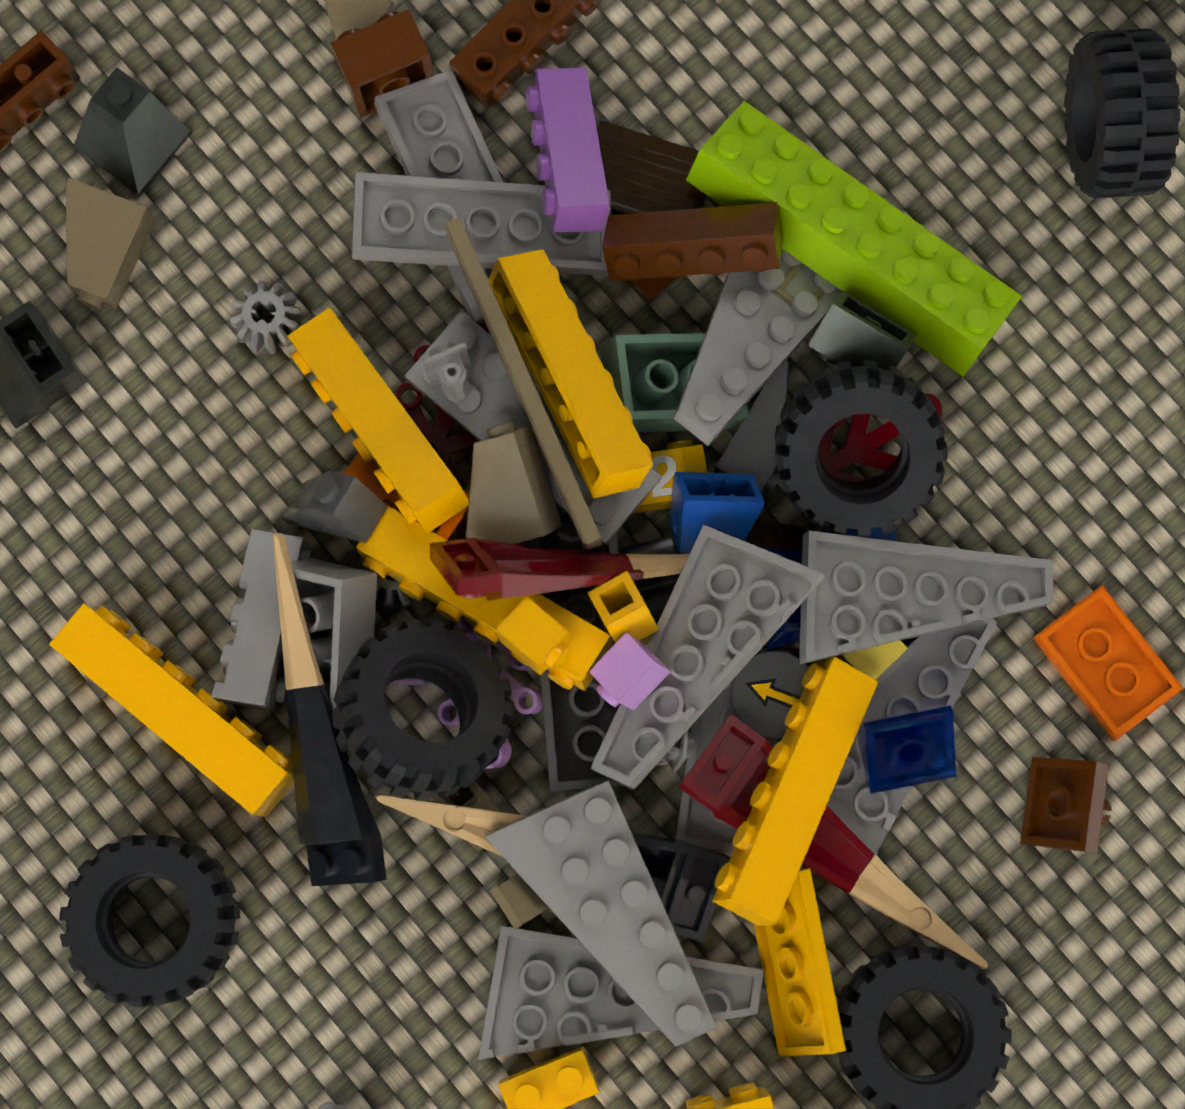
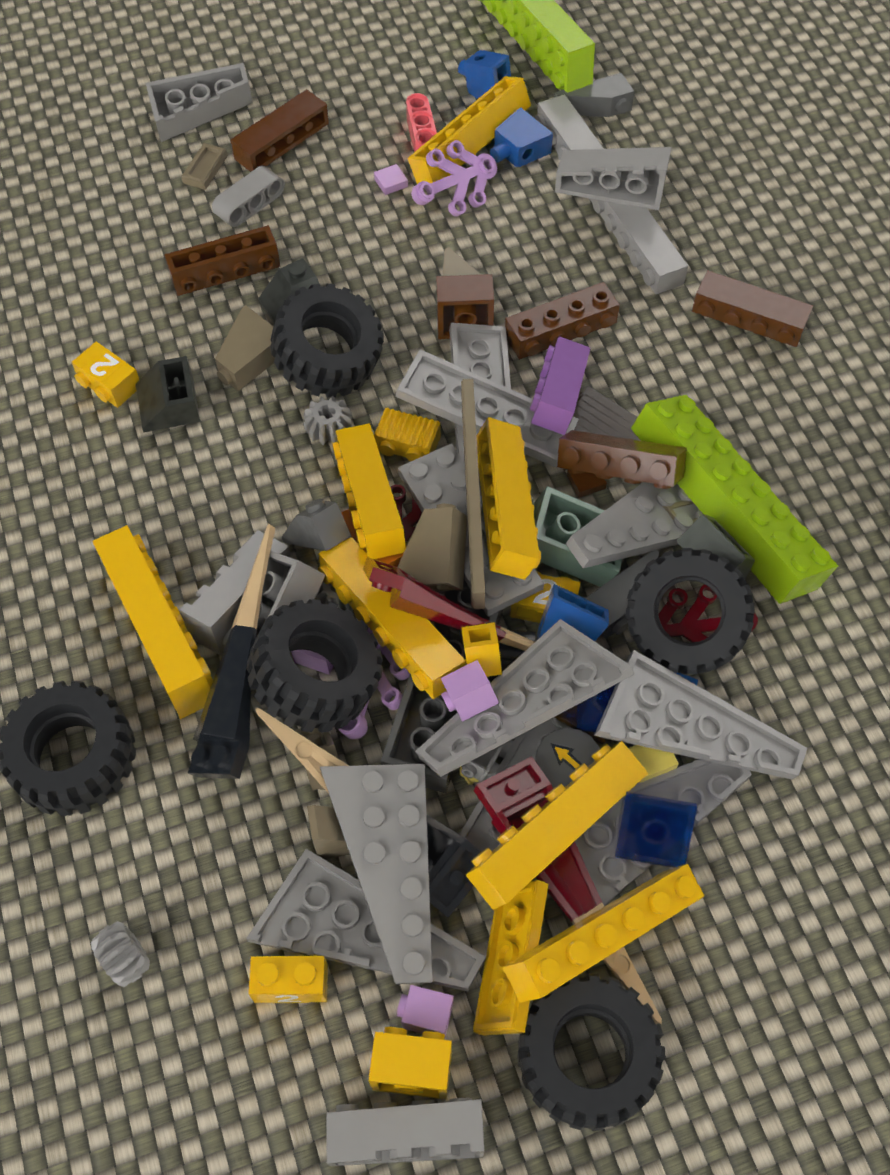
camera: 20 degrees right, 20 degrees down
(226, 148) = (336, 311): none -> black tyre
(386, 302) = (406, 434): none -> yellow brick
(449, 367) = (427, 460): light grey hinge -> none
(534, 636) = (411, 636): yellow brick -> none
(719, 1058) = (425, 1010): none -> lavender brick
(893, 900) = (602, 933): none -> yellow brick
(1065, 804) = (764, 920): reddish brown tile -> none
(1107, 663) = (827, 838): orange tile -> none

